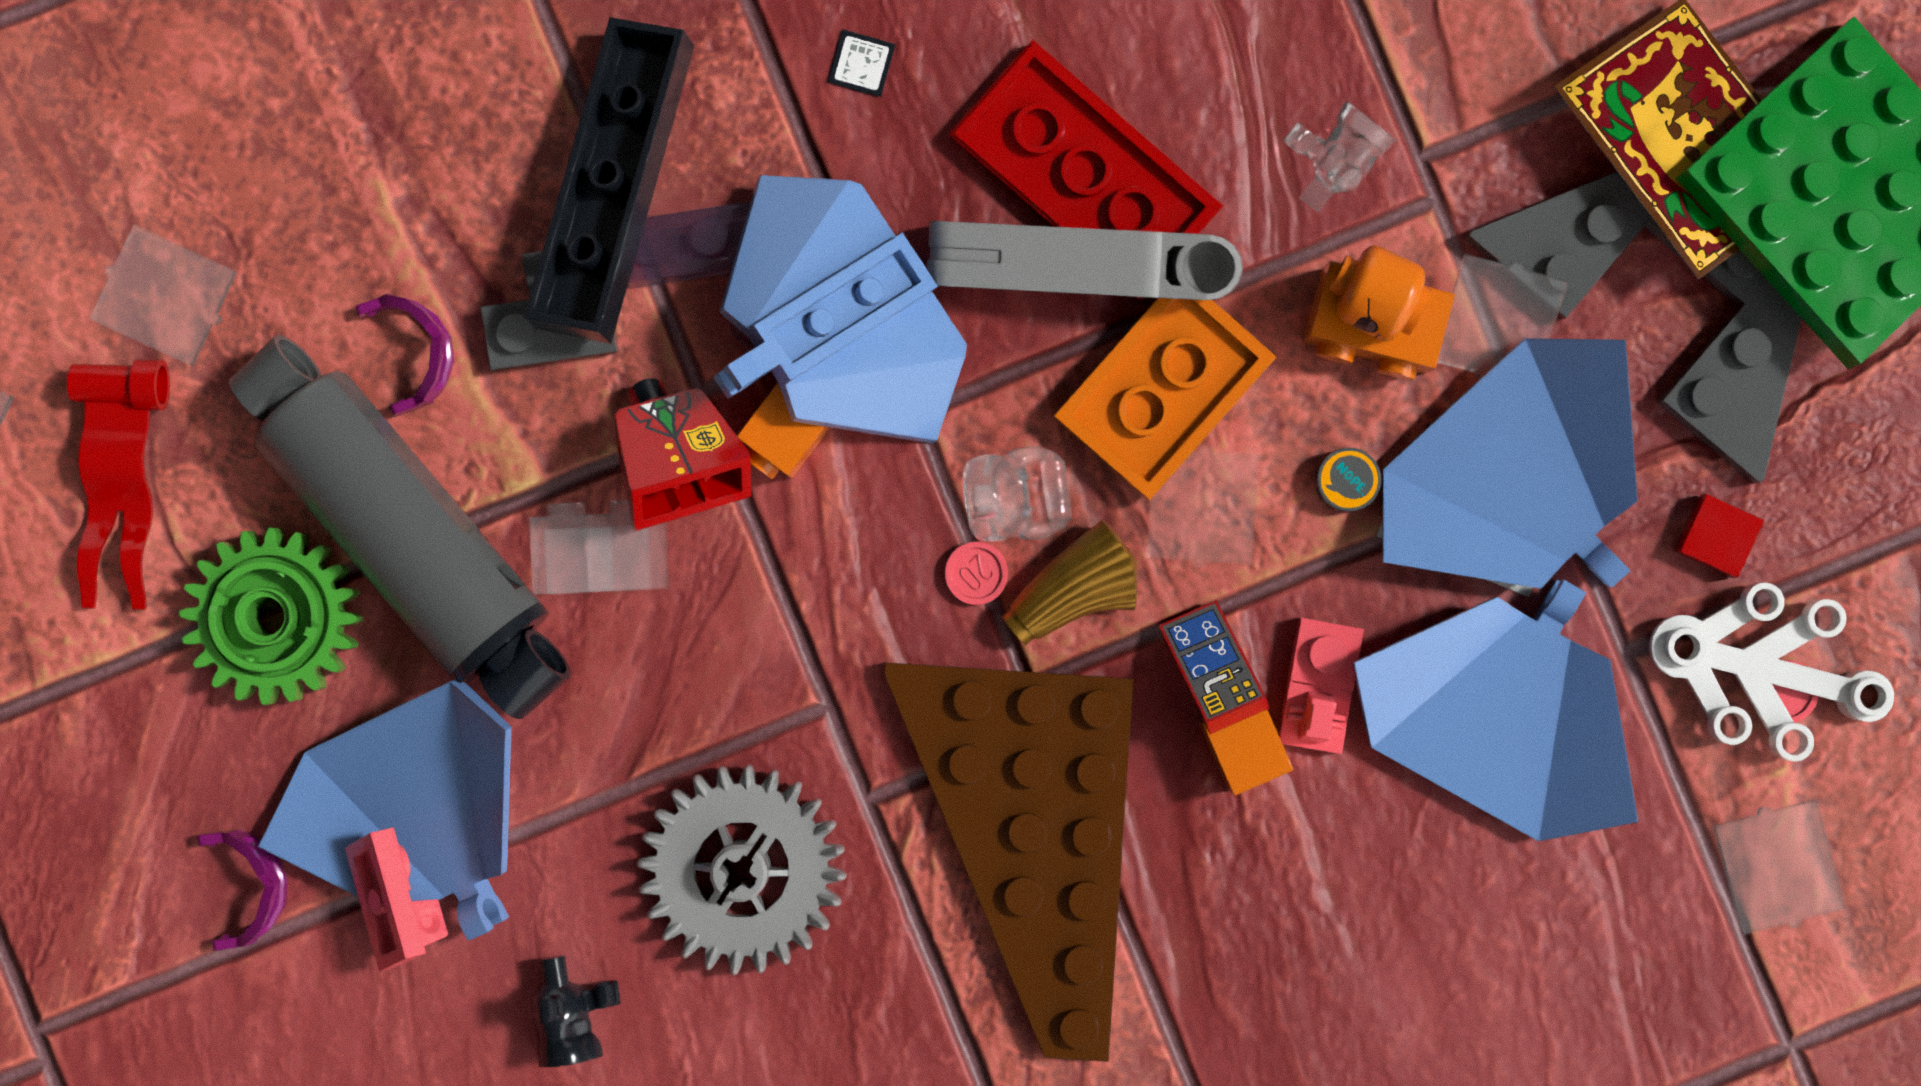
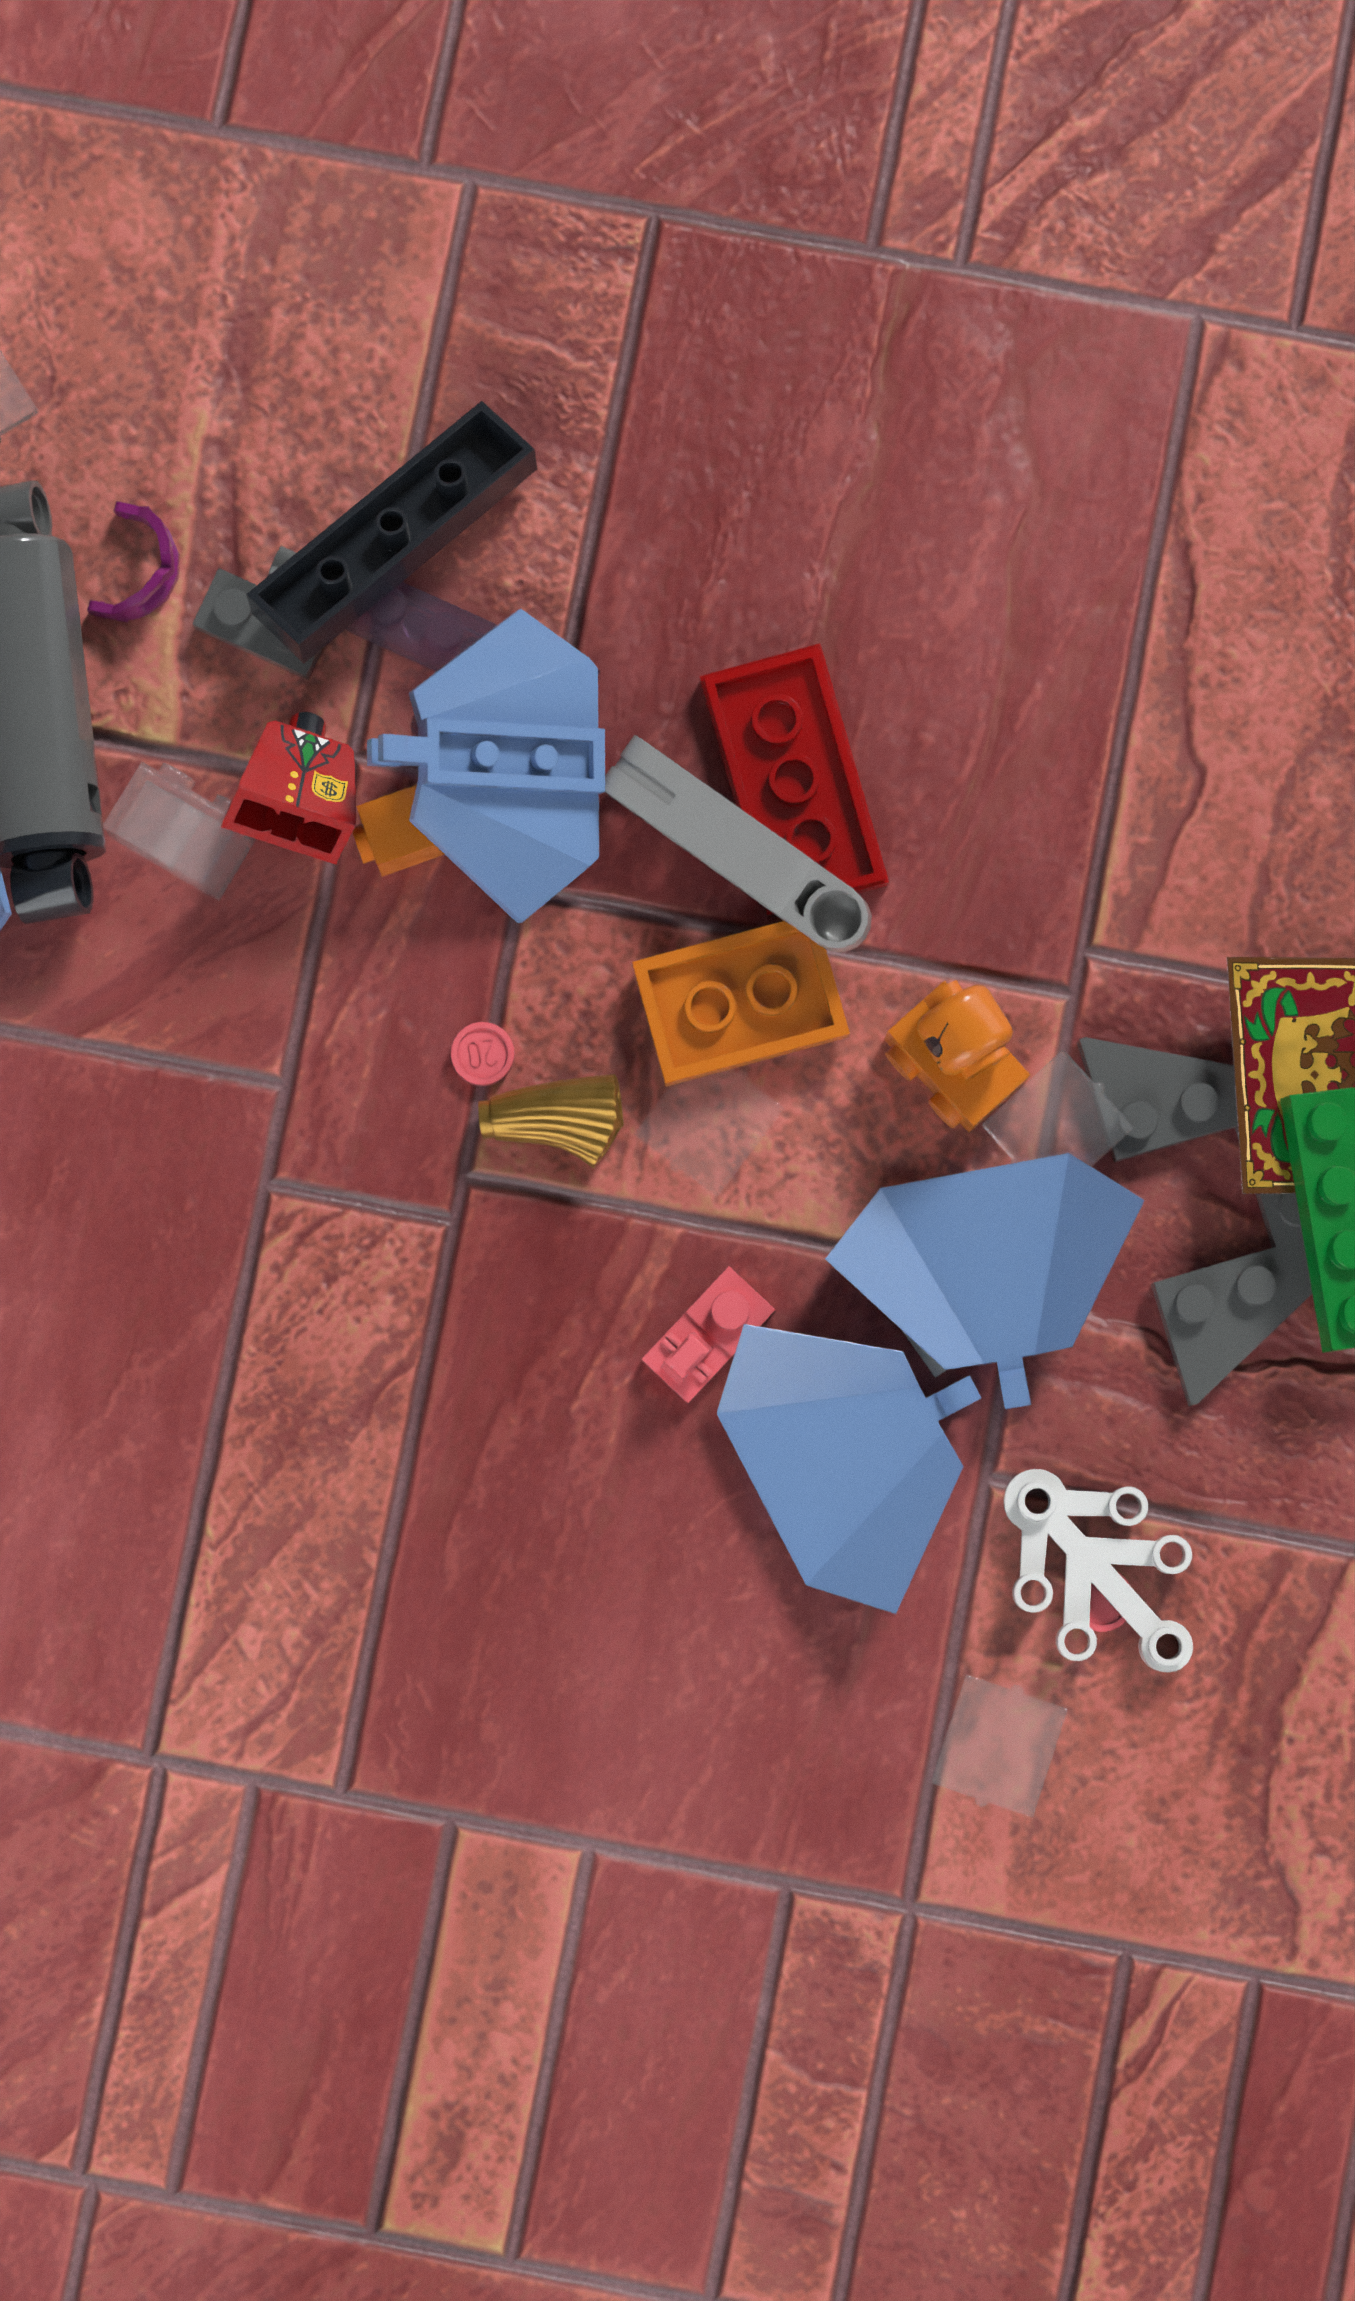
camera: 30 degrees right, 5 degrees down
(707, 920) = (64, 1192): light grey gear -> none
(861, 63) = (667, 573): sticker -> none
(1000, 498) = (543, 1001): clear piece -> none
(1037, 810) = (399, 1284): reddish brown wing -> none
(1213, 667) = (626, 1255): tile -> none
(1248, 752) = (611, 1337): orange brick -> none
(1341, 158) = (1015, 905): clear piece -> none
(1347, 479) = (845, 1177): dark grey tile -> none
(1719, 536) = (1129, 1429): red tile -> none

